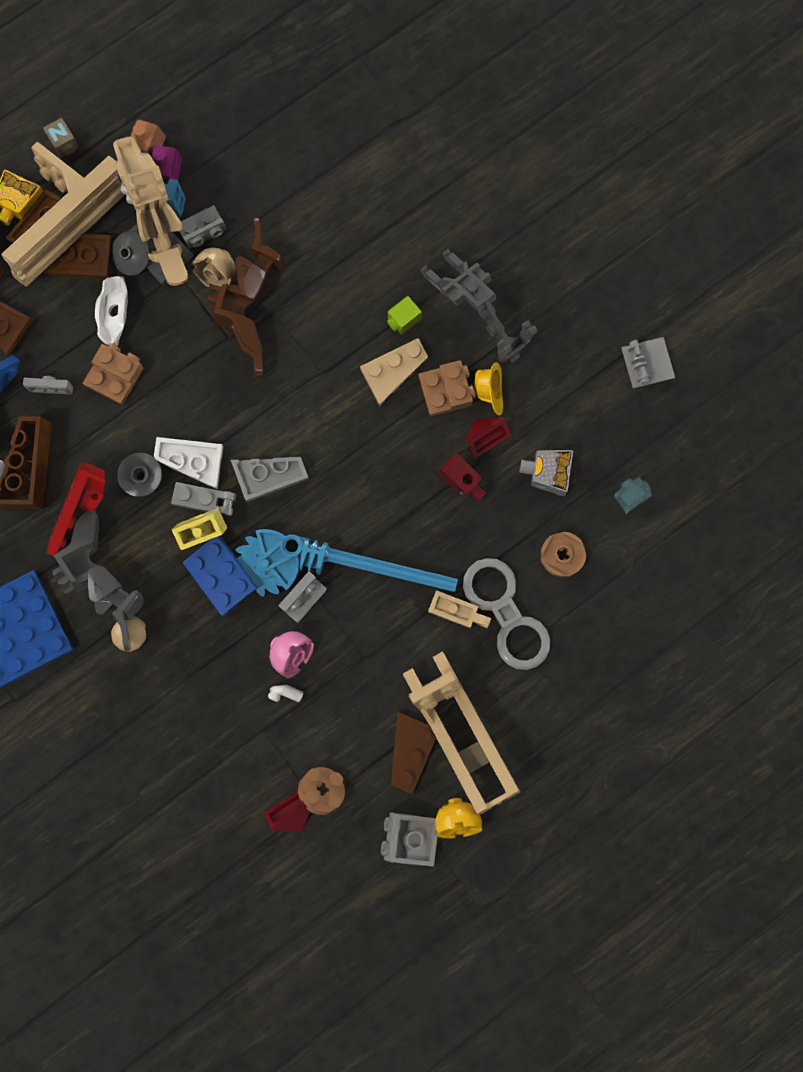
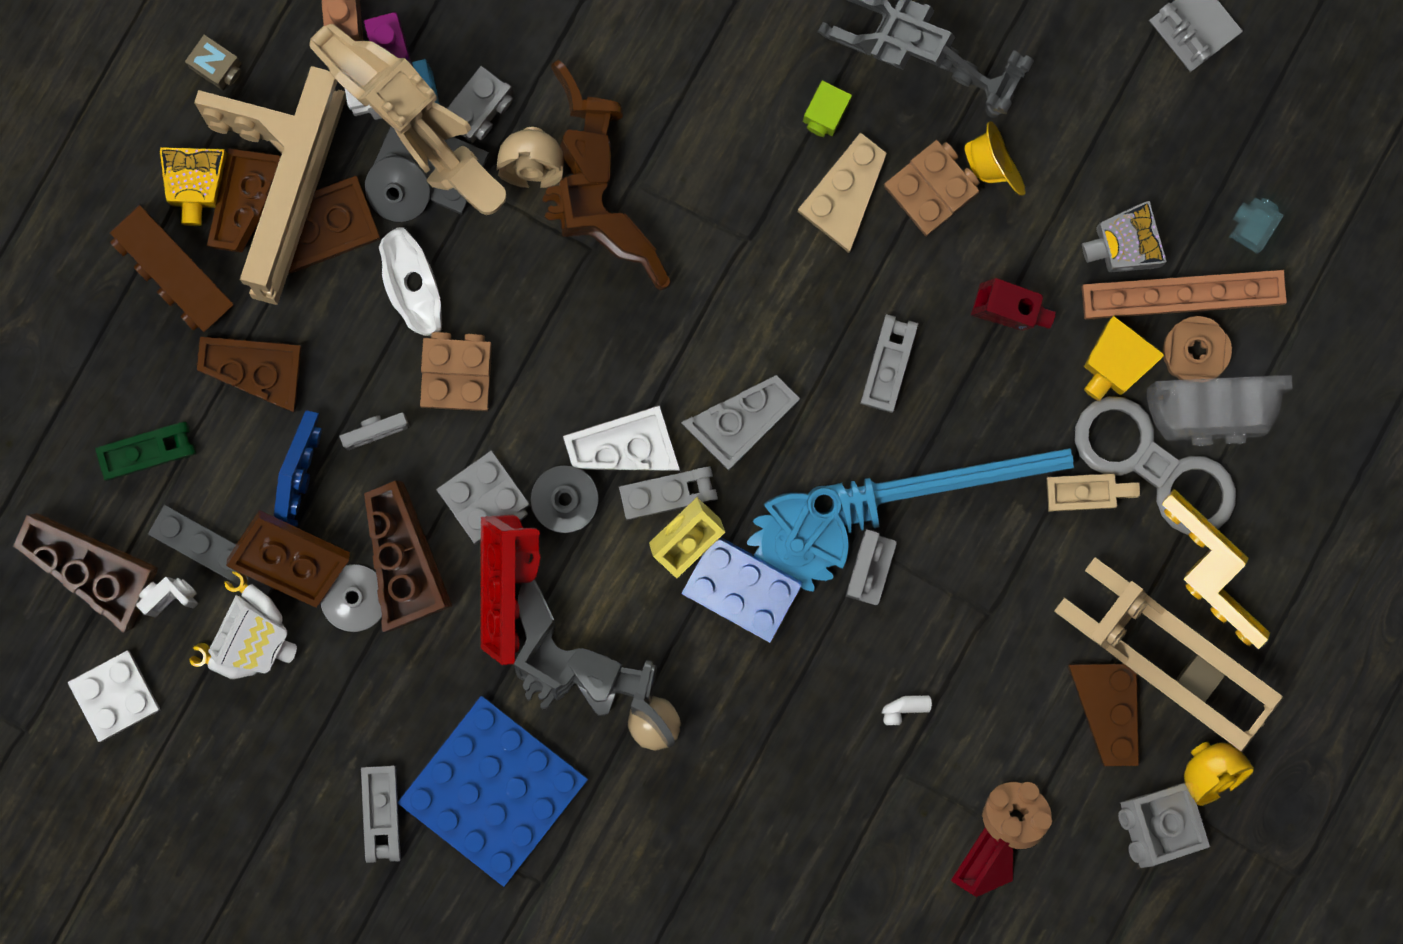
camera: 25 degrees left, 5 degrees up
(95, 449) = (481, 492): none -> light grey plate
(289, 651) = (887, 650): bright pink cylinder -> none
(371, 481) = (888, 365): none -> light grey plate
(486, 434) = (1017, 228): dark red slope -> none
(512, 539) = (1118, 360): none -> yellow torso
(514, 693) = (1215, 570): none -> bracket
(560, 593) = (1217, 408): none -> clear windscreen
(570, 517) = (1184, 294): none -> nougat plate

